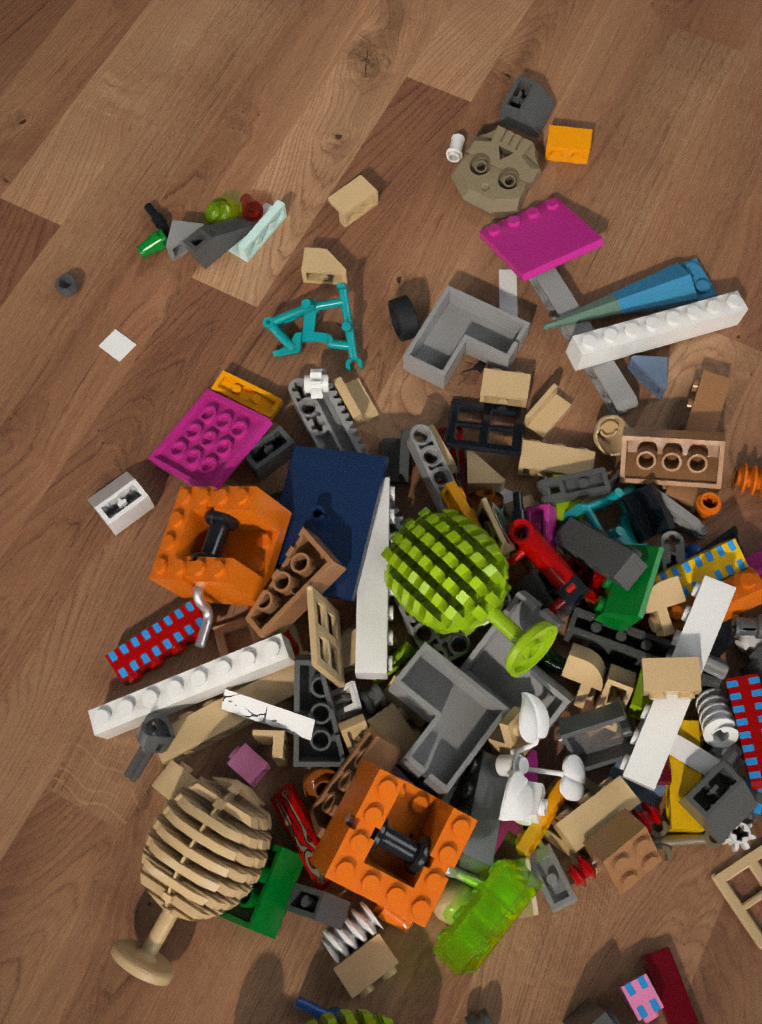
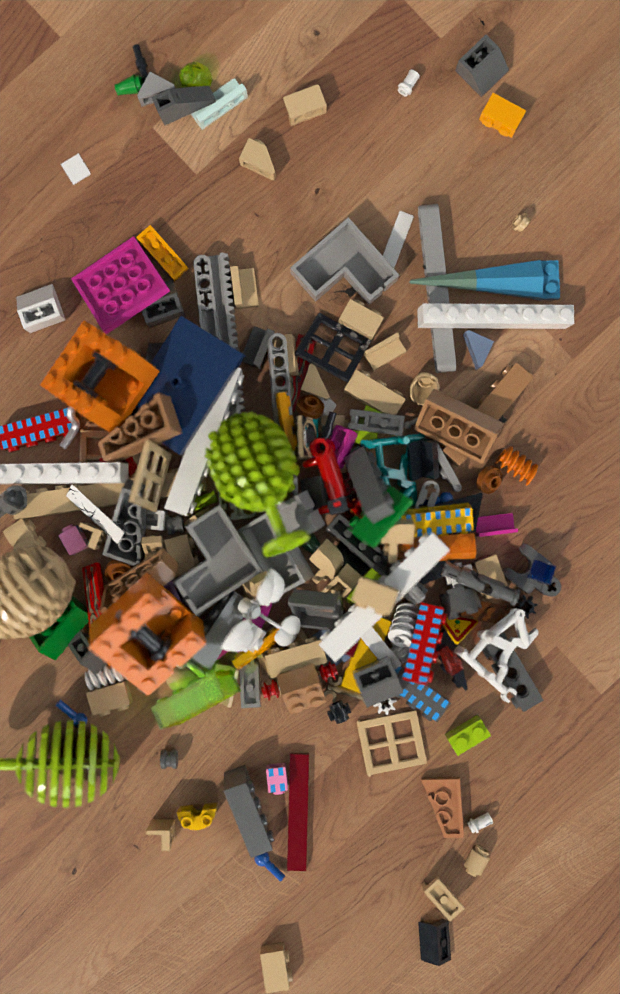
camera: 20 degrees right, 20 degrees up
(66, 285) = (49, 99): dark grey tile -> none
(251, 209) = (219, 81): clear red cone -> none
(309, 310) = (233, 198): teal piece -> none
(316, 383) = (215, 268): white gear -> none
(403, 318) = (304, 231): black tyre -> none
(488, 188) = (418, 134): dark tan brick -> none
(540, 238) = (440, 199): dark pink plate -> none
(637, 235) = (520, 222): none -> tan plate
(683, 869) = (339, 712): none -> black gear
(707, 505) = (474, 470): orange cone -> none
(735, 509) = (489, 479): none -> dark orange plate

